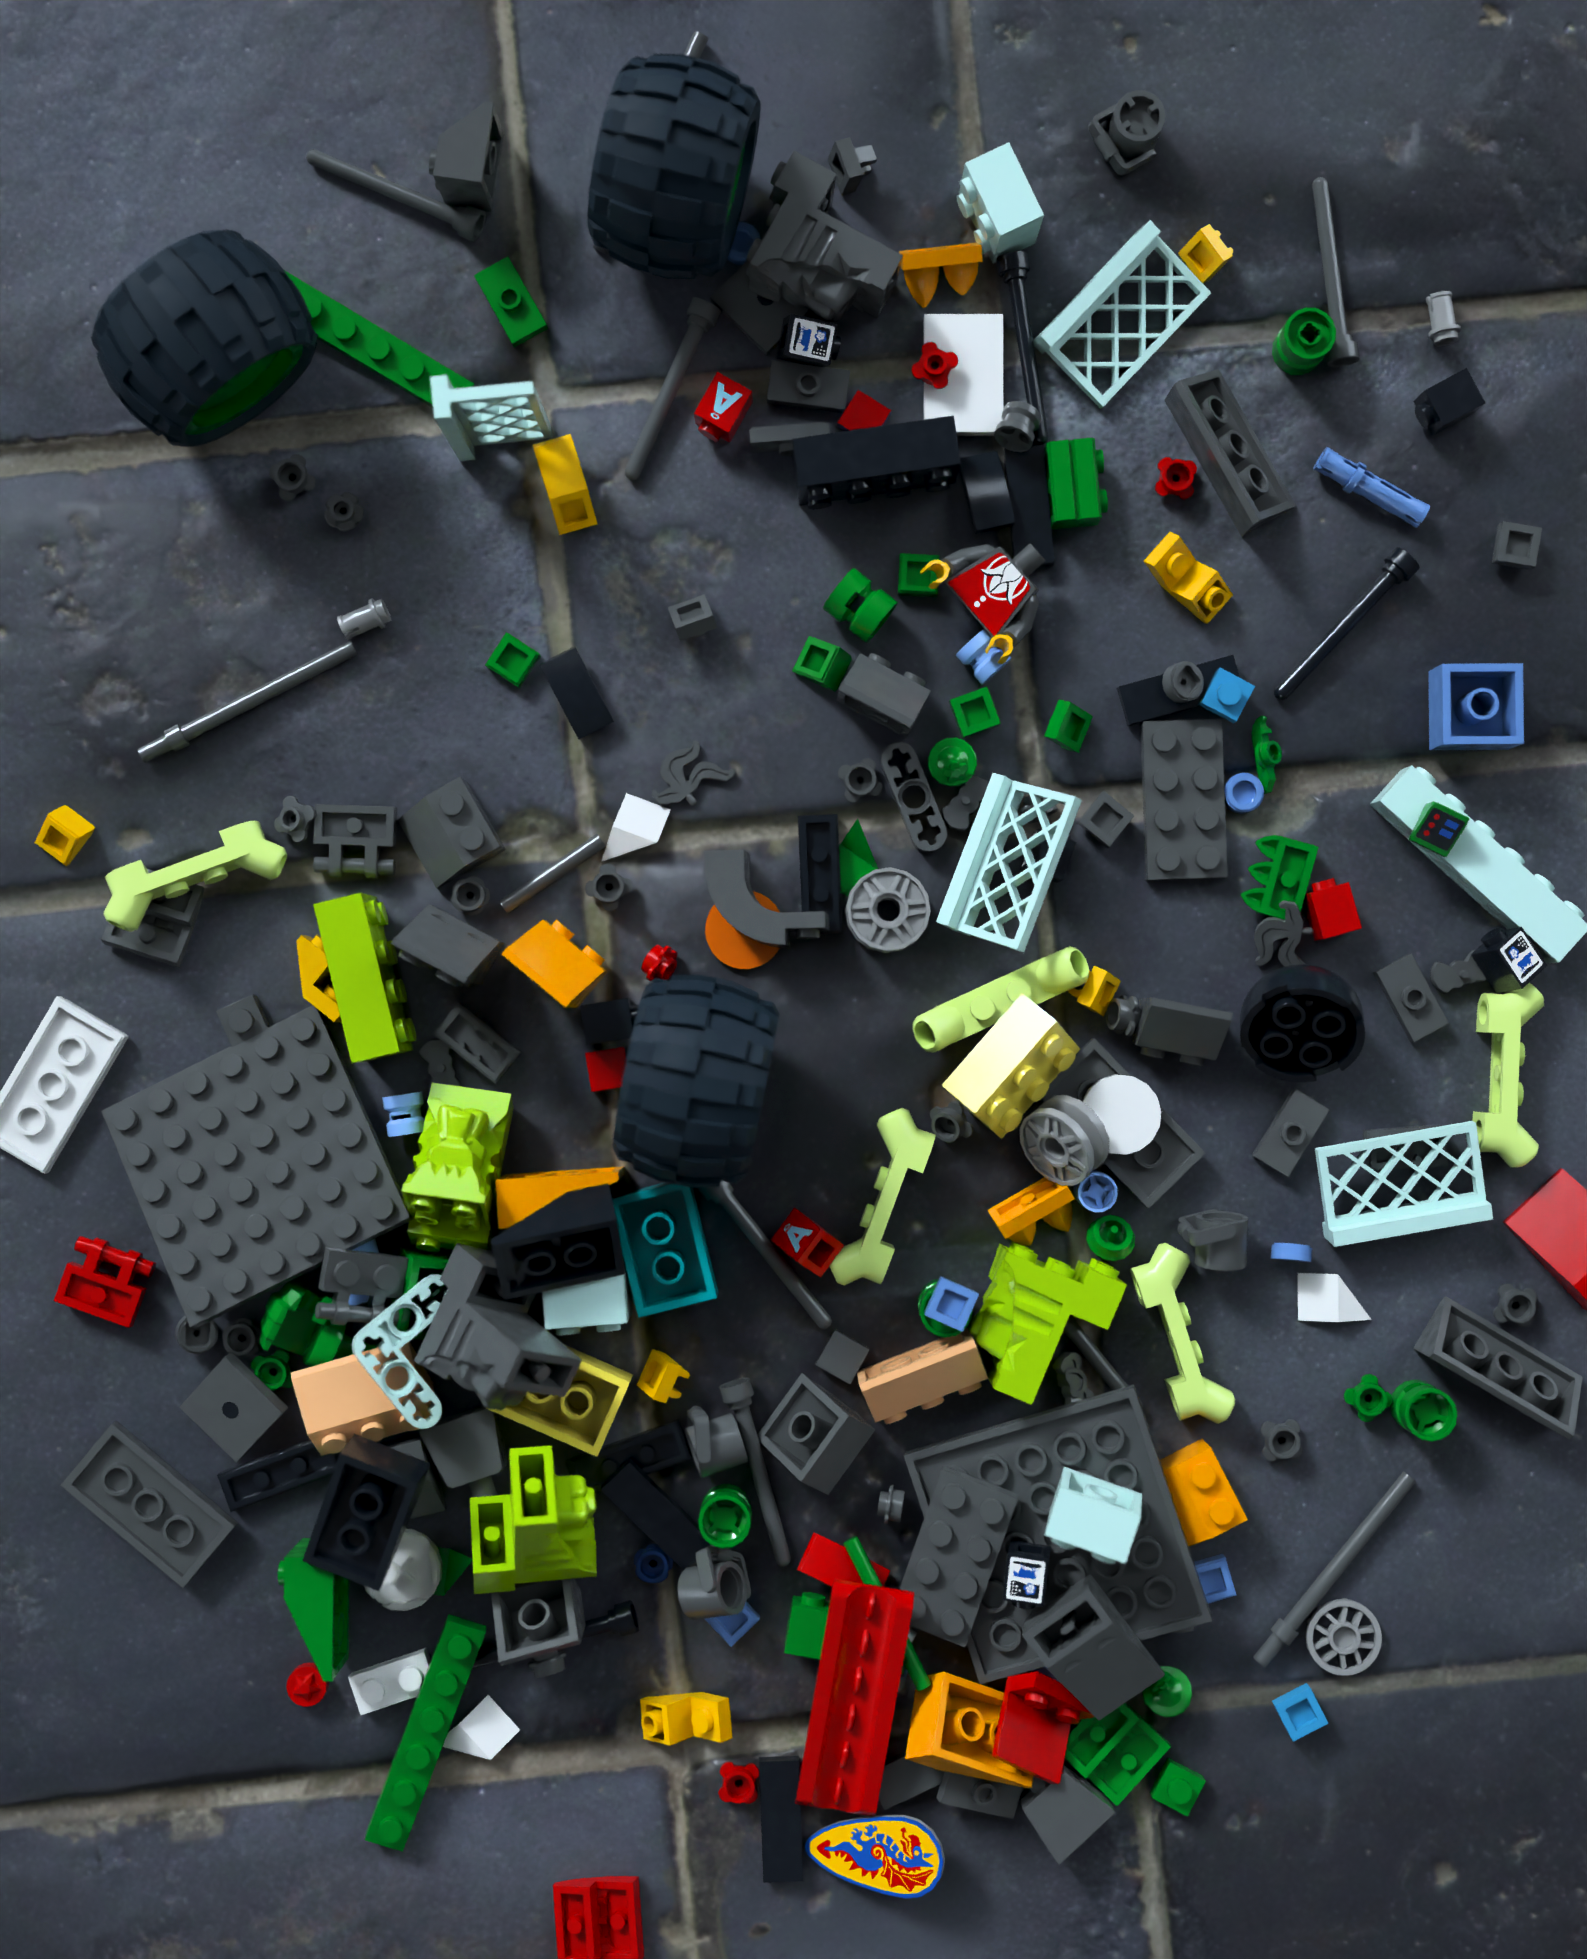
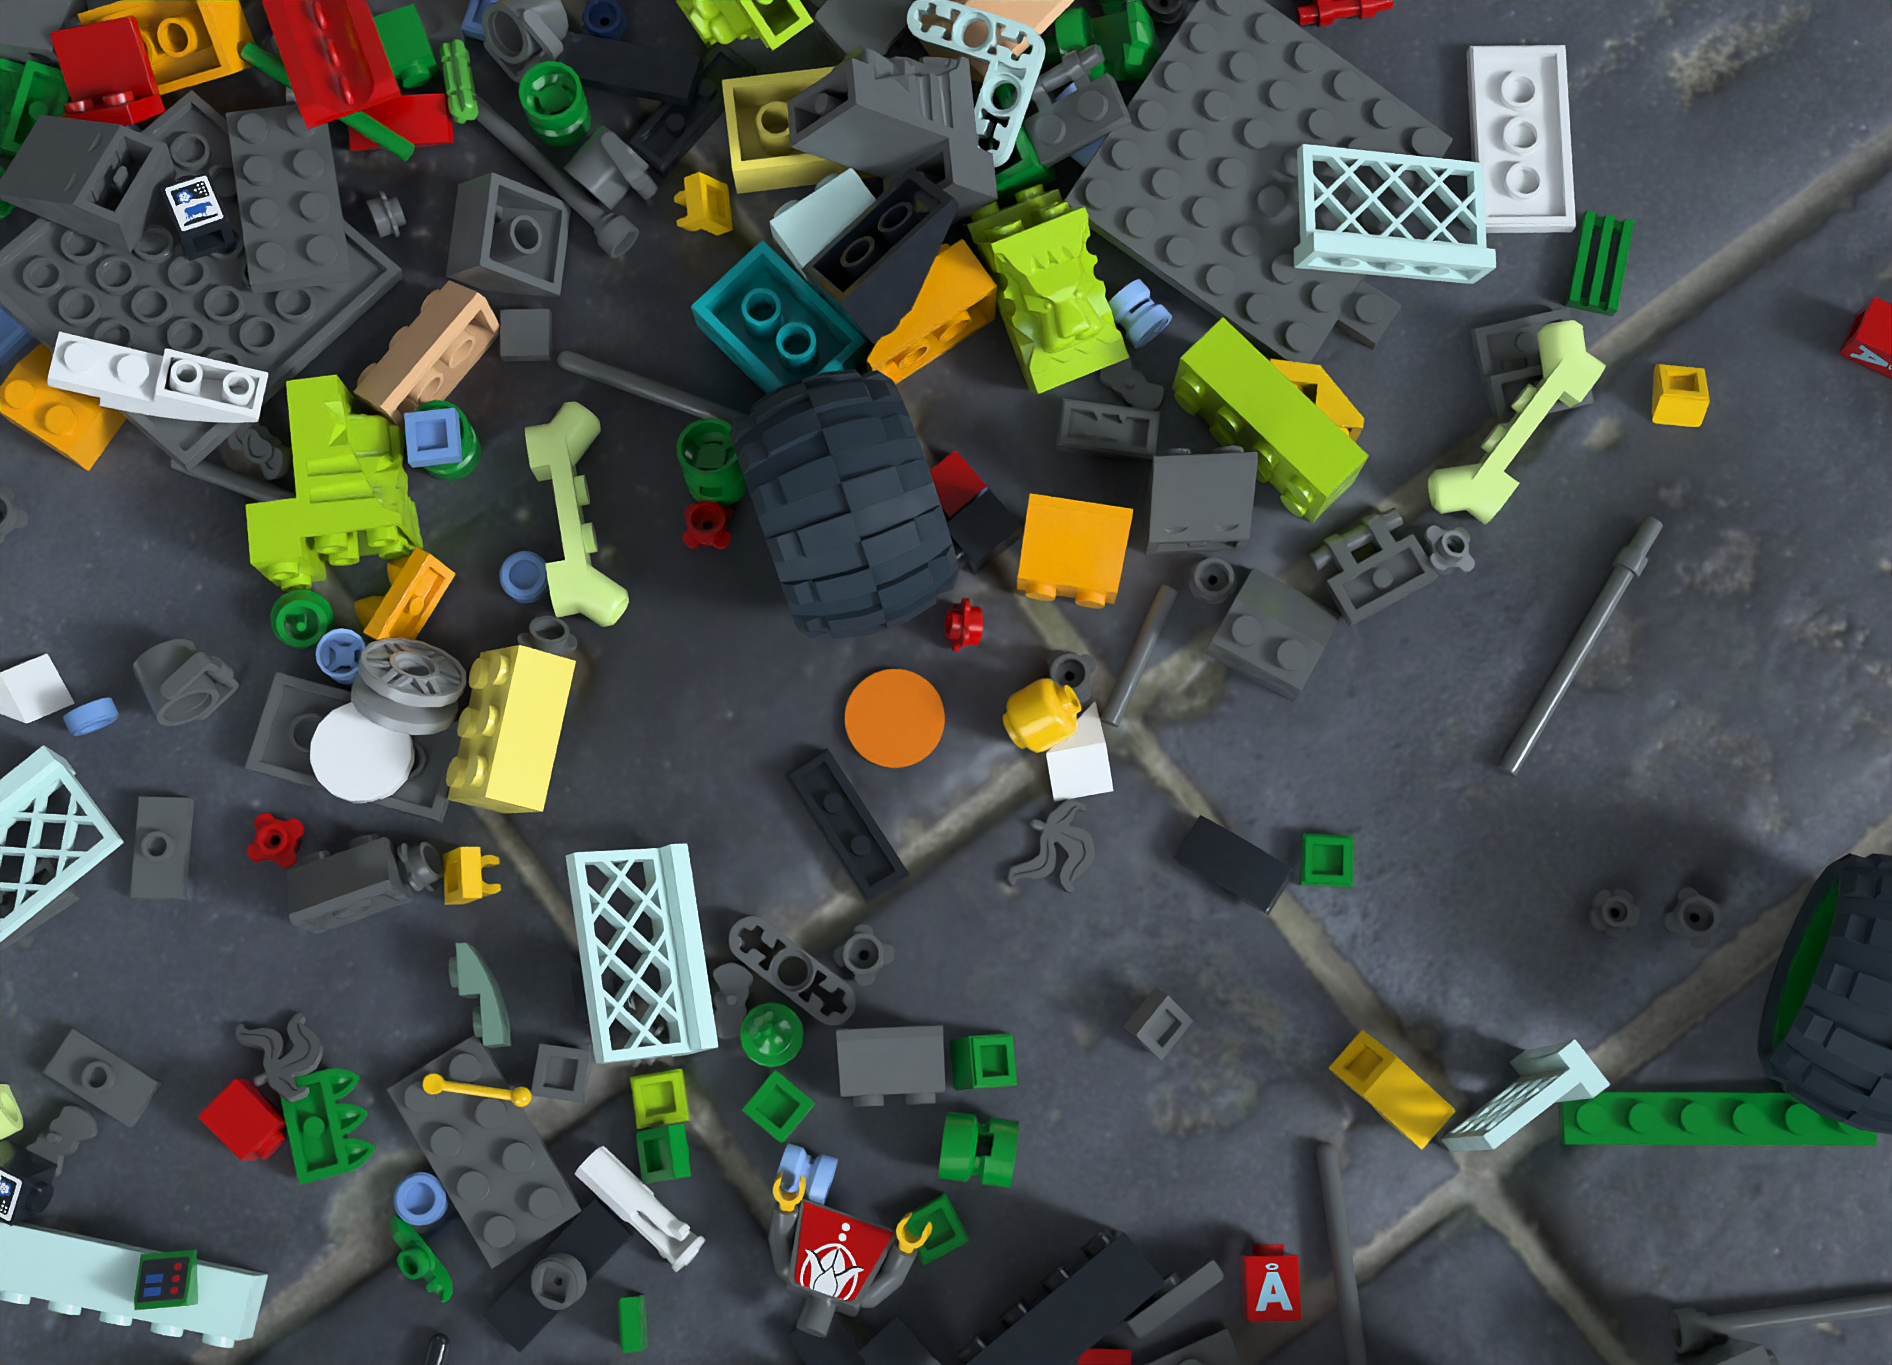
camera: 150 degrees right, 10 degrees down
(46, 949) = (1607, 226): none -> green tile
(194, 1043) = (1381, 253): none -> light aqua fence
(364, 618) = (1514, 808): light grey pin -> none
(511, 301) = (1584, 1266): green plate -> none
(645, 867) = (1041, 715): none -> yellow head
(731, 891) = (904, 730): dark grey arch -> none
(767, 1179) = (710, 462): none -> green wheel
(784, 1576) = (458, 81): none -> bright green axle
(794, 1151) = (707, 512): none -> red plate
(807, 1242) = (629, 423): red brick -> none
(855, 858) = (813, 860): green sticker -> none
(902, 890) = (731, 800): light grey wheel -> none
(940, 1179) = (524, 577): none -> medium blue tile
(989, 1002) = (573, 794): yellowish green plate -> none
(1049, 765) = (660, 1099): none -> lime tile
(1094, 1516) = (154, 301): light aqua brick -> none
(1103, 701) = (639, 1207): none -> white piece
(1121, 1456) = (157, 385): none -> white slope
(1127, 913) = (476, 980): none -> sand green slope
(1149, 628) = (632, 1323): none -> green tile
(1189, 1390) = (221, 594): yellowish green plate -> none
(1193, 859) = (436, 1084): none -> yellow hinge
(1199, 1091) = (283, 853): none -> red plate
(1226, 695) = (500, 1297): dark azure plate -> none
(1302, 1023) = (210, 968): black cylinder -> none

